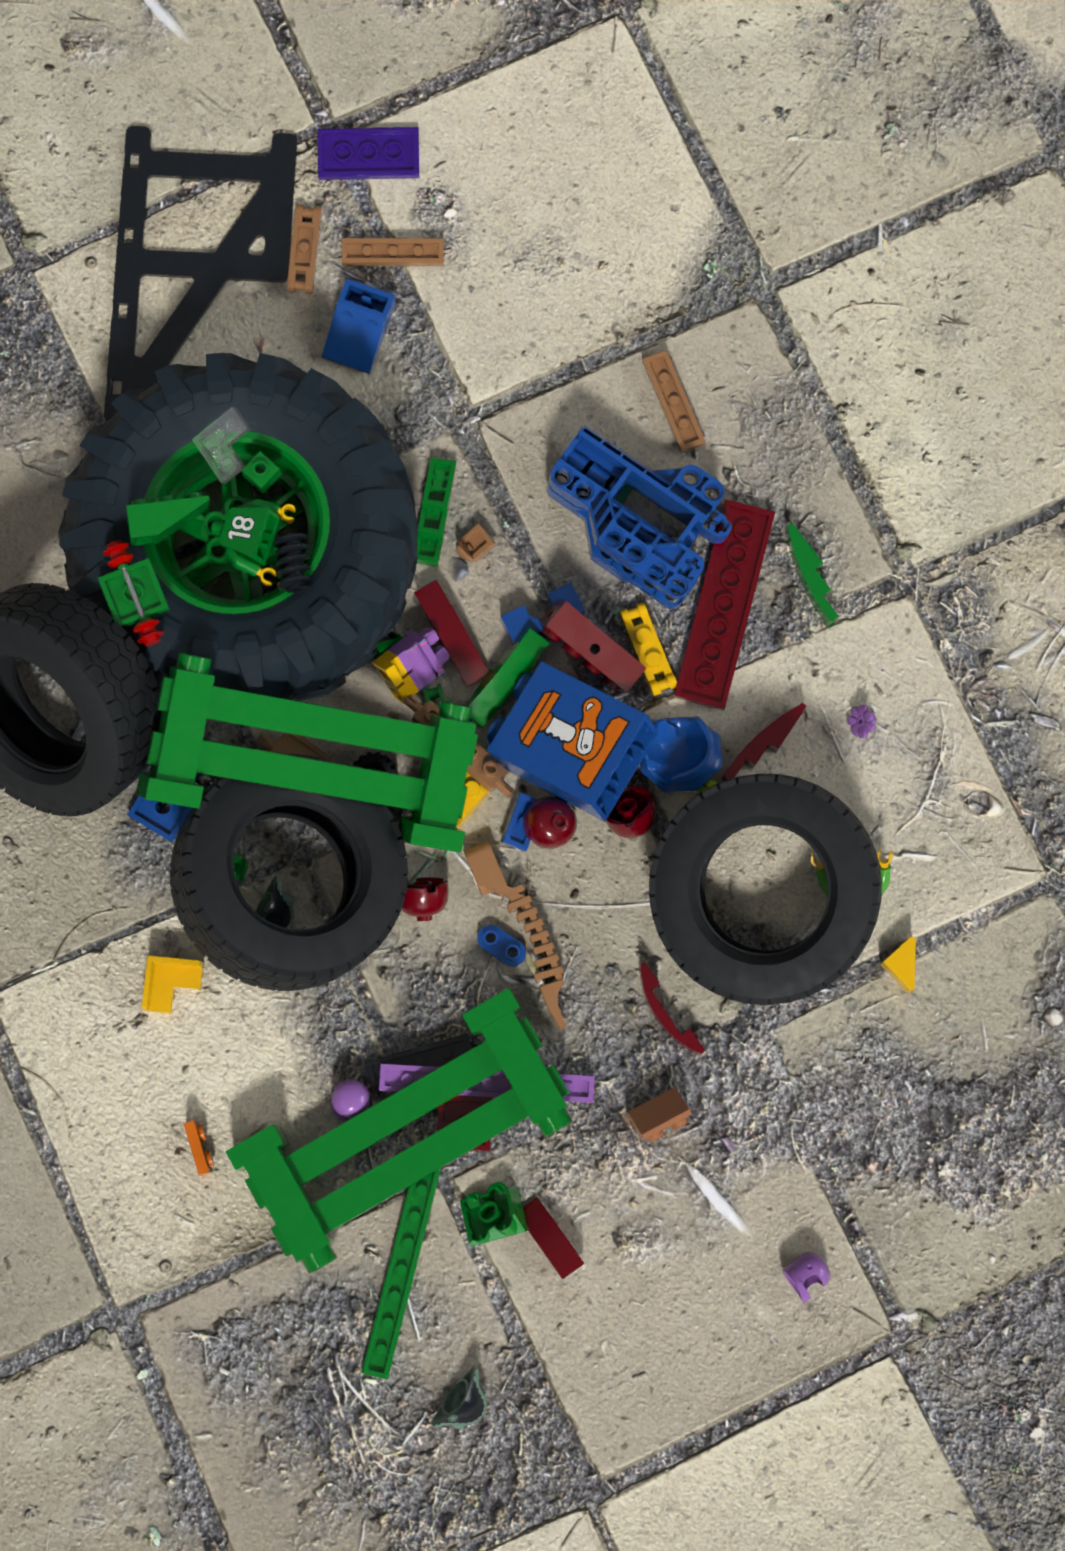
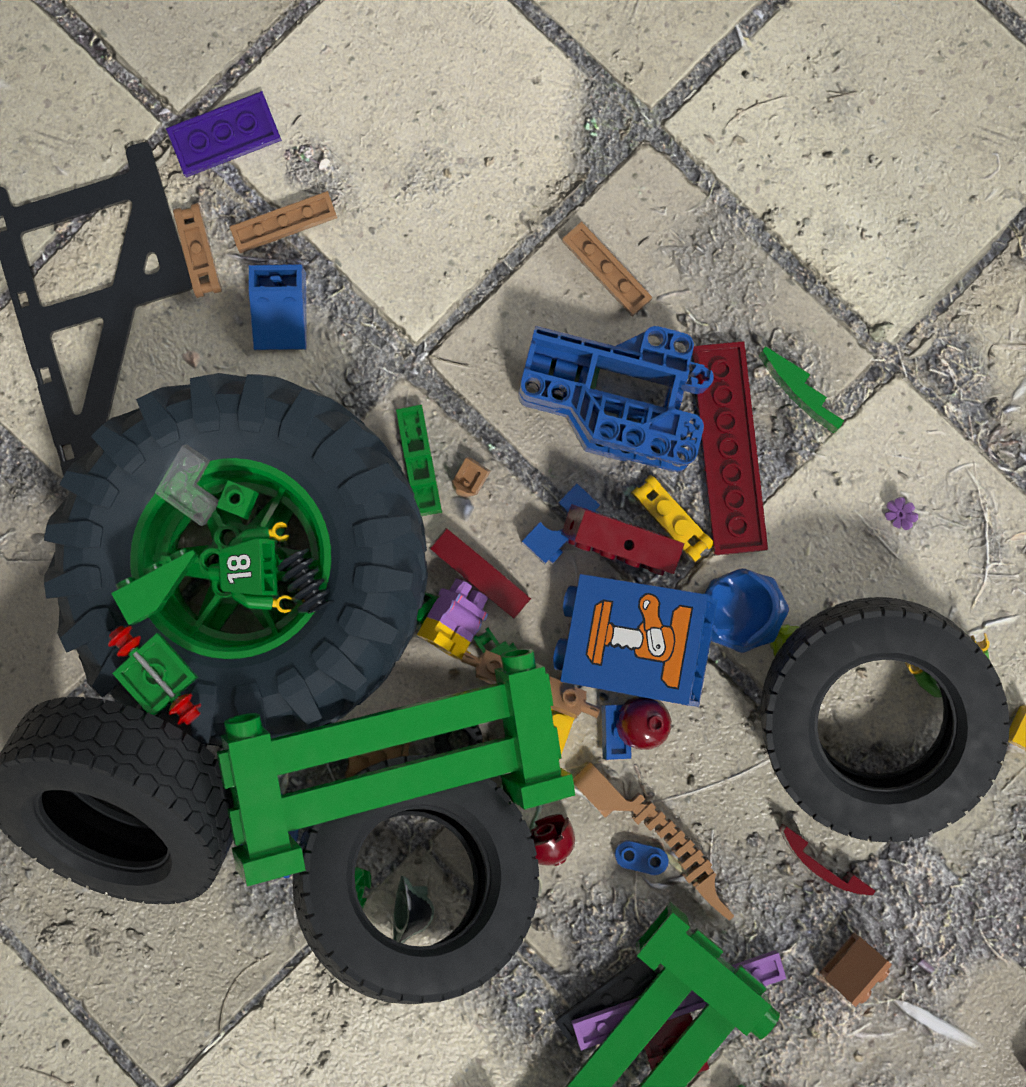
camera: 15 degrees left, 5 degrees up
(165, 975) = (330, 1013): yellow panel -> none
(349, 1099) = (555, 1064): medium lavender helmet -> none
(501, 681) = (547, 603): green slope -> none
(633, 813) = (721, 686): dark red cylinder -> none
(771, 738) = (822, 560): dark red slope -> none

